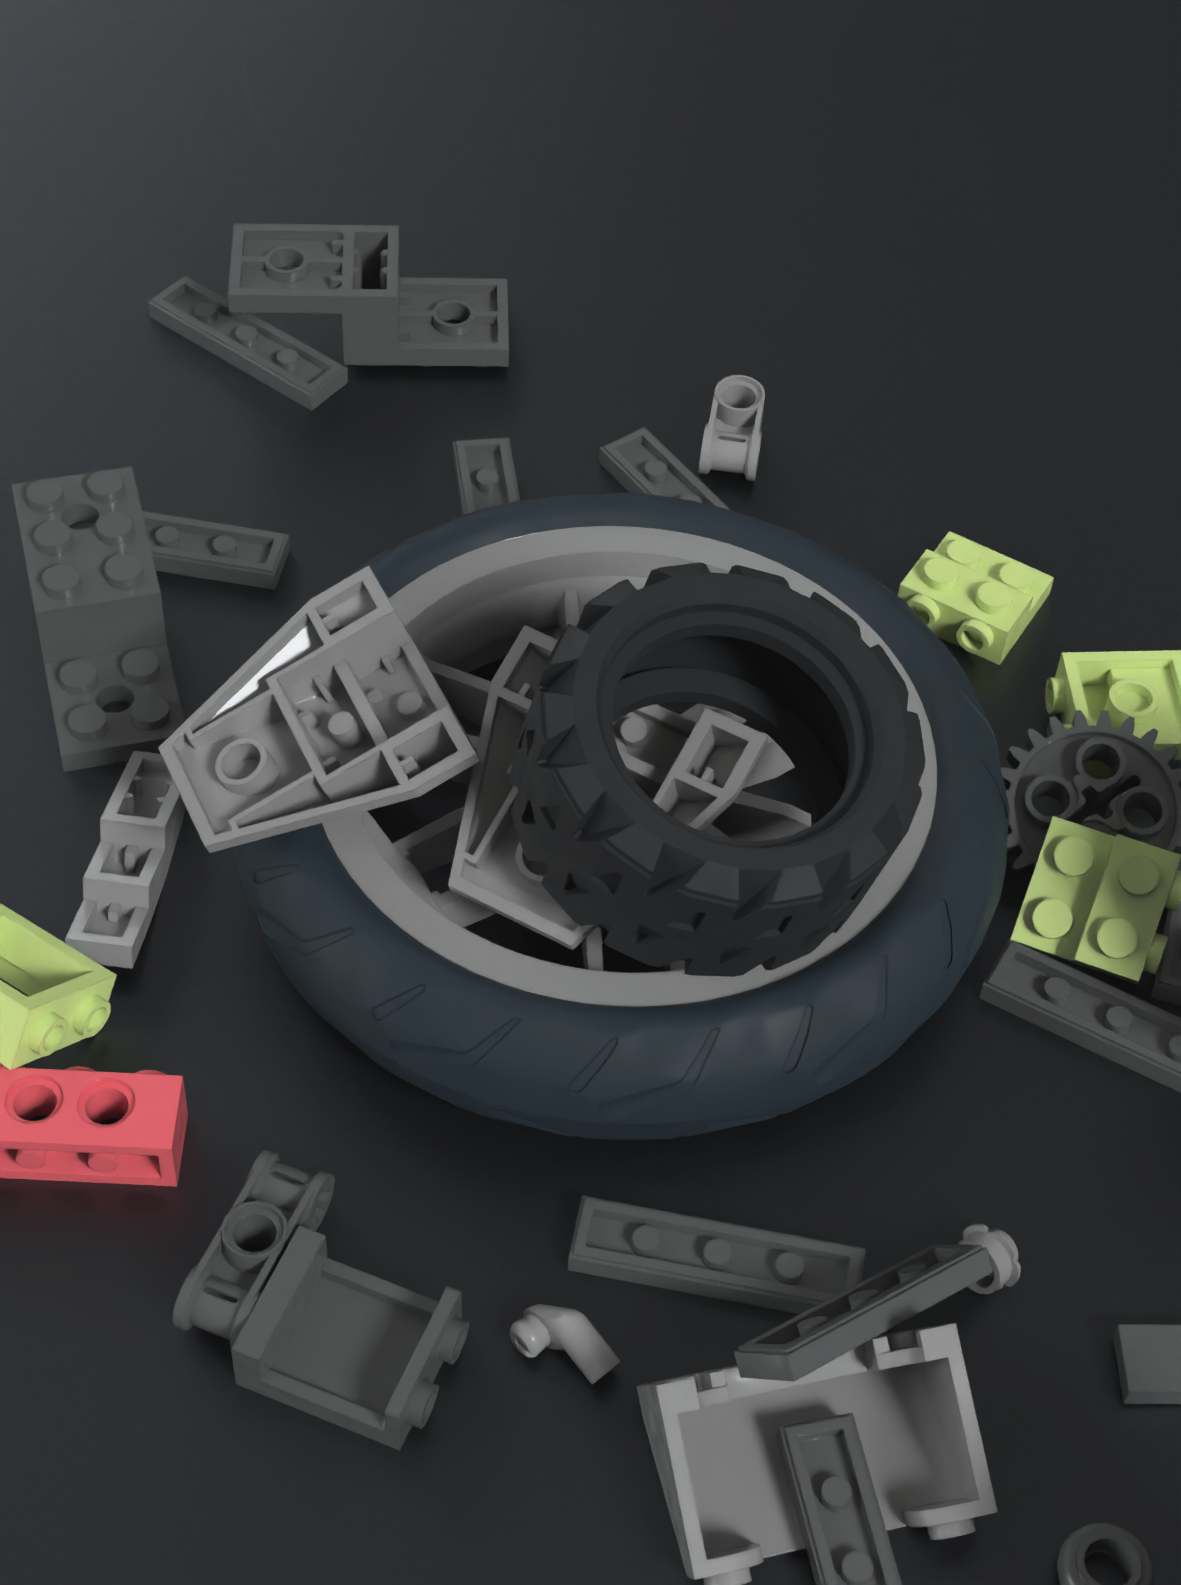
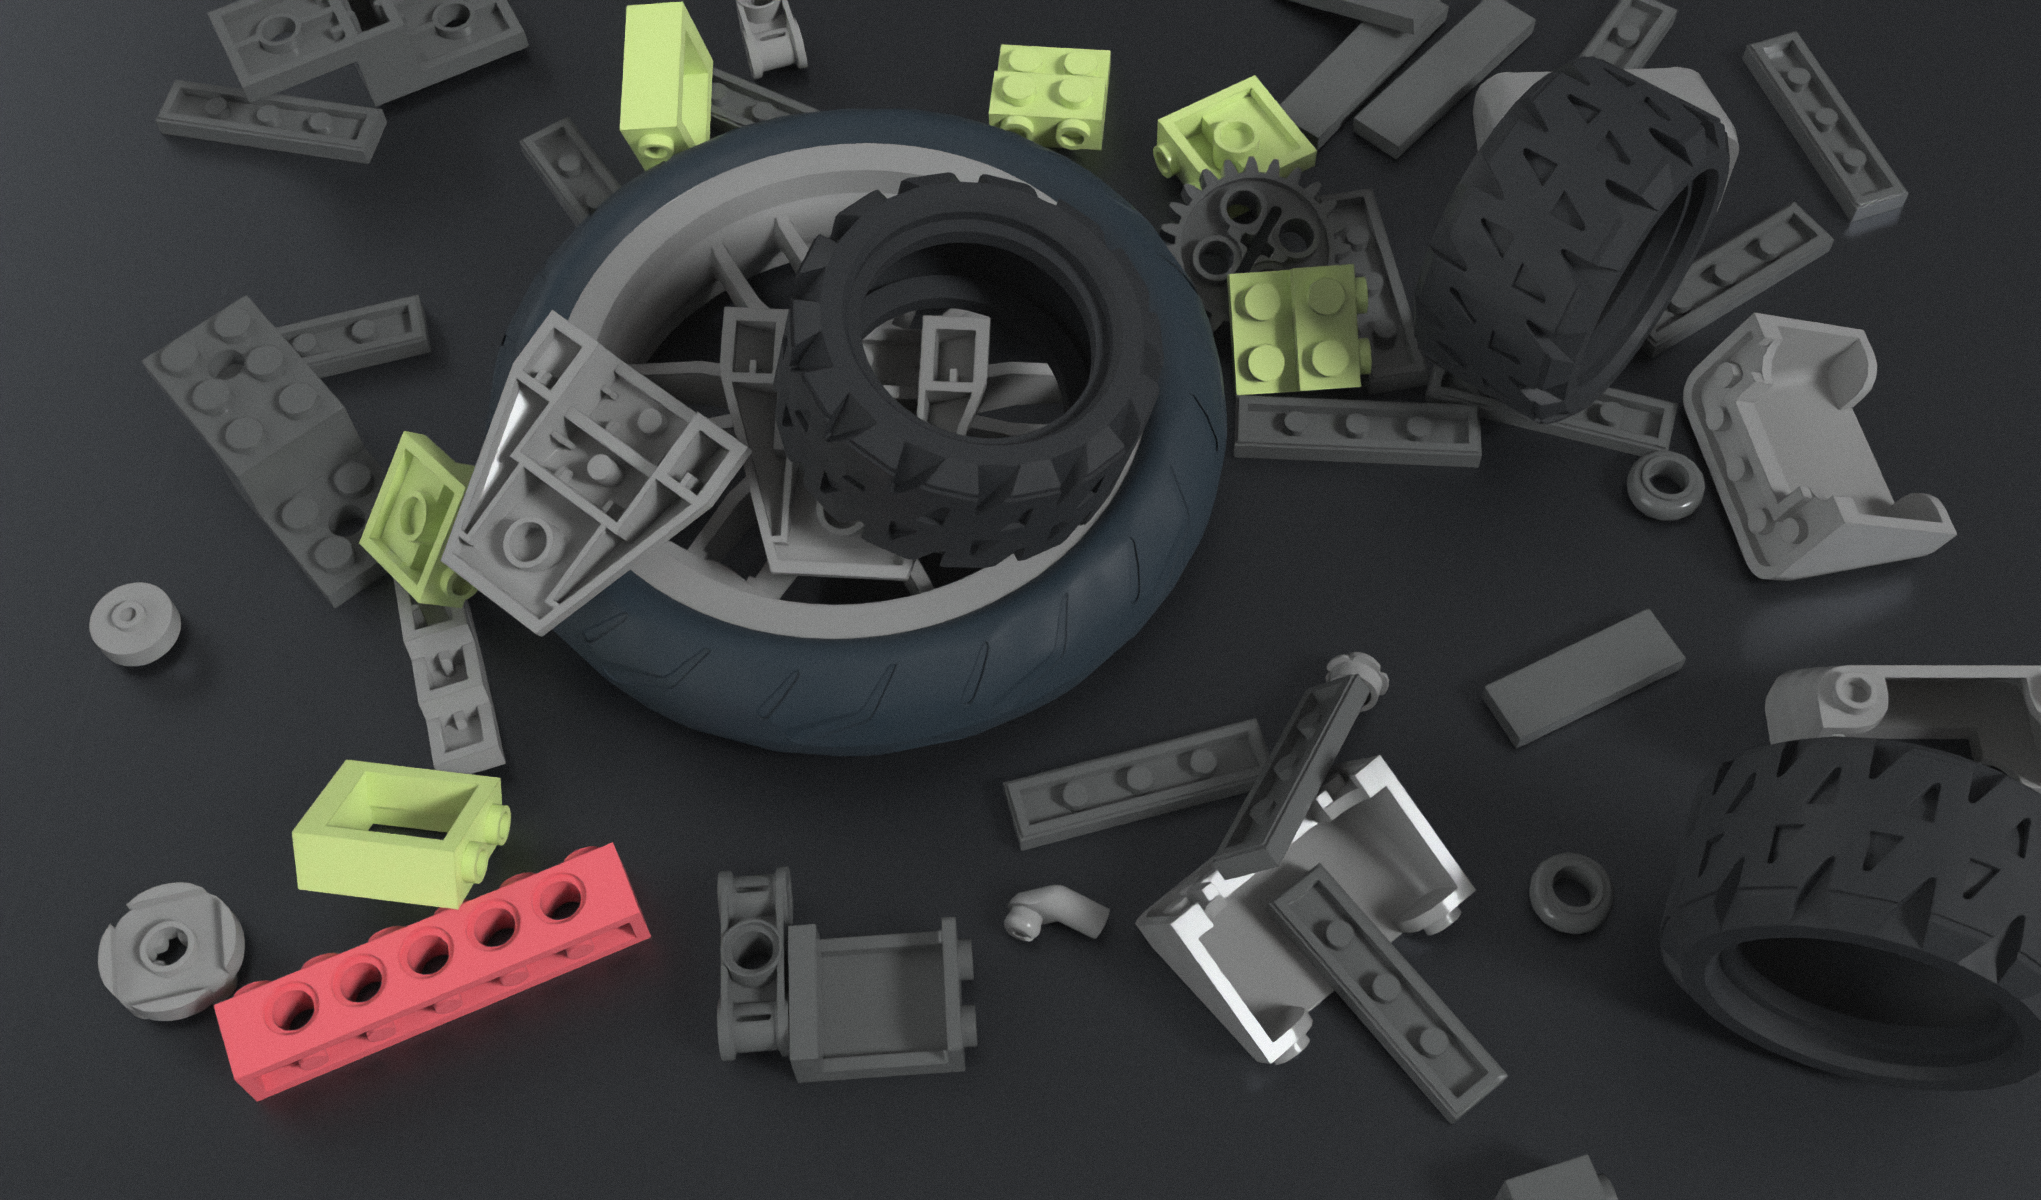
camera: 20 degrees left, 10 degrees up
(159, 711) = (416, 519): none -> yellowish green plate
(605, 432) = (664, 83): none -> yellowish green window

